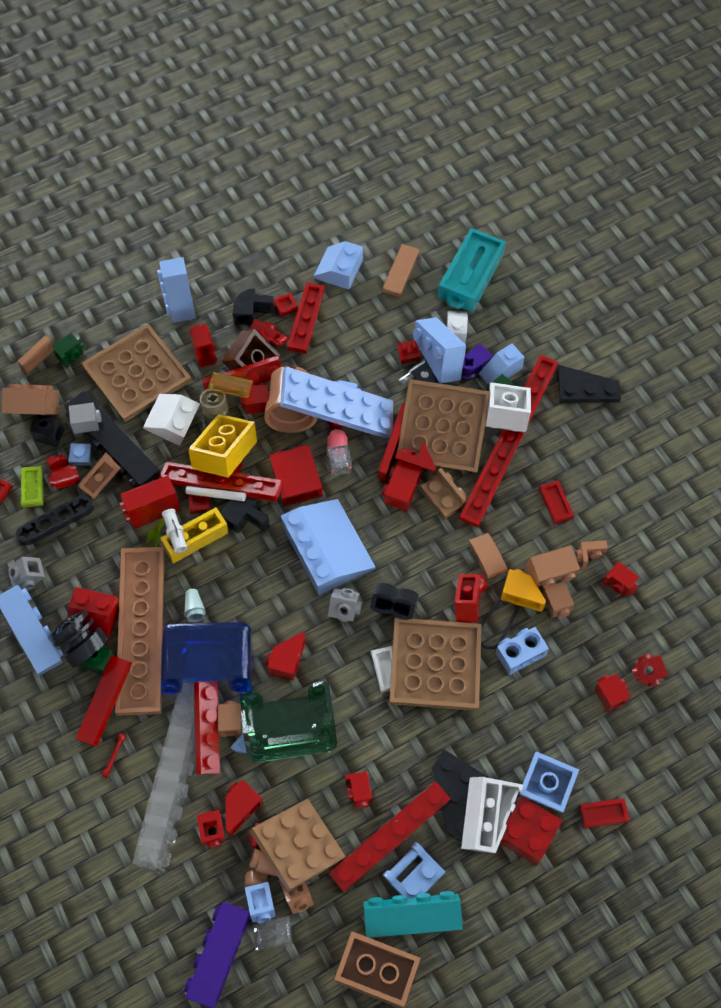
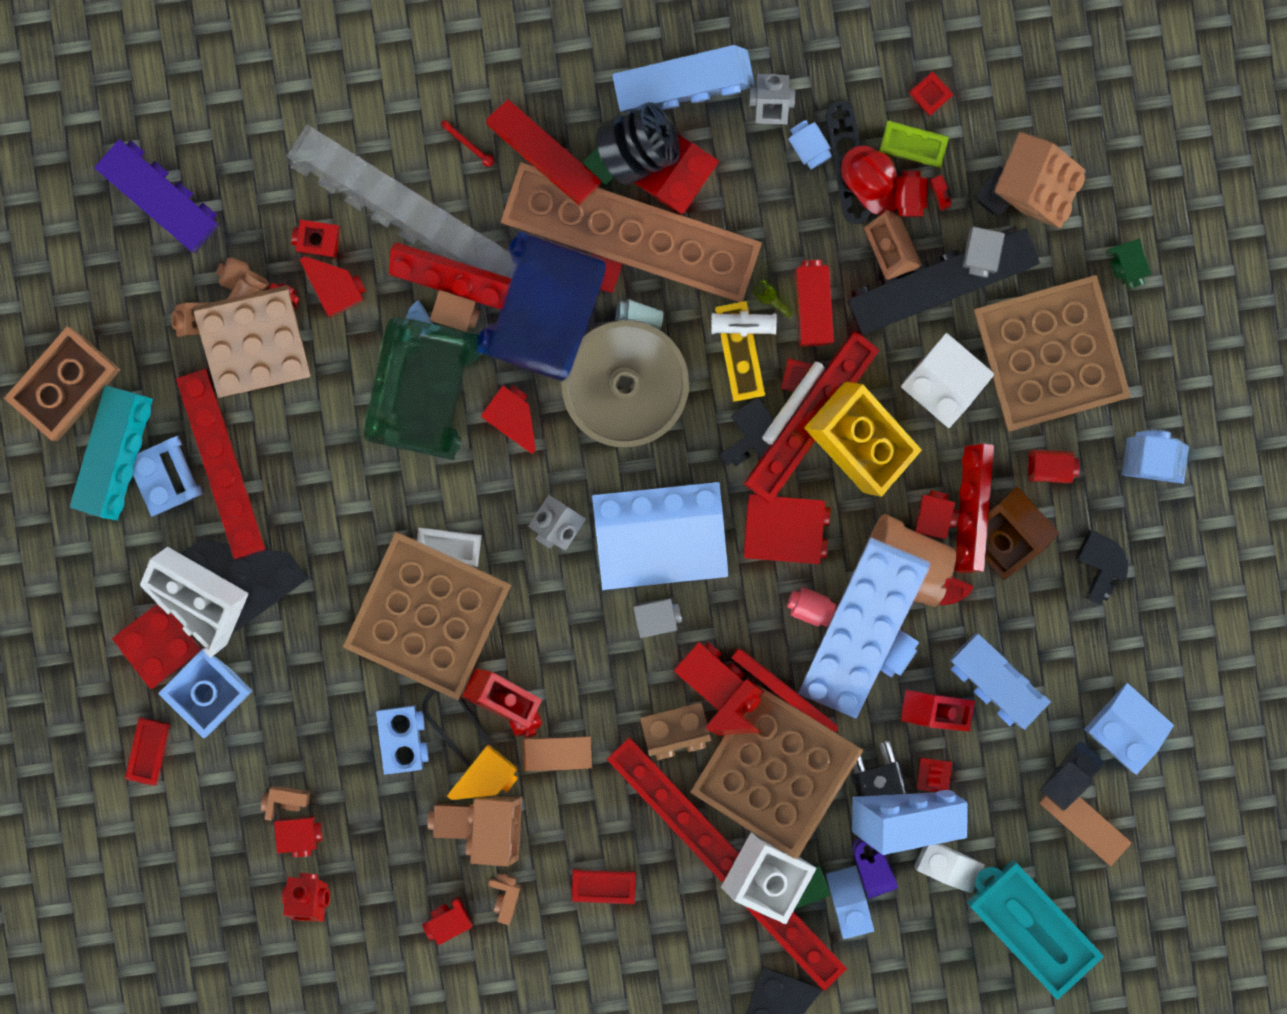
camera: 110 degrees right, 25 degrees up
(35, 355) = (1138, 211): nougat tile -> none
(49, 543) = (810, 144): none -> light blue brick
(58, 500) = (870, 178): none -> red piece
(80, 454) = (943, 229): light blue plate -> none
(213, 404) = (941, 449): dark tan wheel -> none
(230, 385) = (958, 483): clear yellow tile -> none
(239, 591) = (626, 383): none -> dark tan dish
(260, 902) = (200, 269): light blue bracket -> none
(269, 332) = (1042, 574): red piece -> none
(274, 934) = (156, 273): clear slope -> none
(285, 304) = (1090, 620): red tile -> none
(306, 318) = (1051, 642): red plate -> none
(339, 460) = (776, 598): clear slope -> none
(340, 332) = (998, 682): none -> light blue wedge
(359, 790) = (295, 447): red brick -> none
(370, 361) = (937, 710): none -> red slope
(378, 281) = (1072, 776): none -> black slope
(379, 527) = (657, 617): none -> light grey brick
(396, 601) = (534, 594): black brick -> none
(591, 709) = (290, 798): none -> nougat bracket

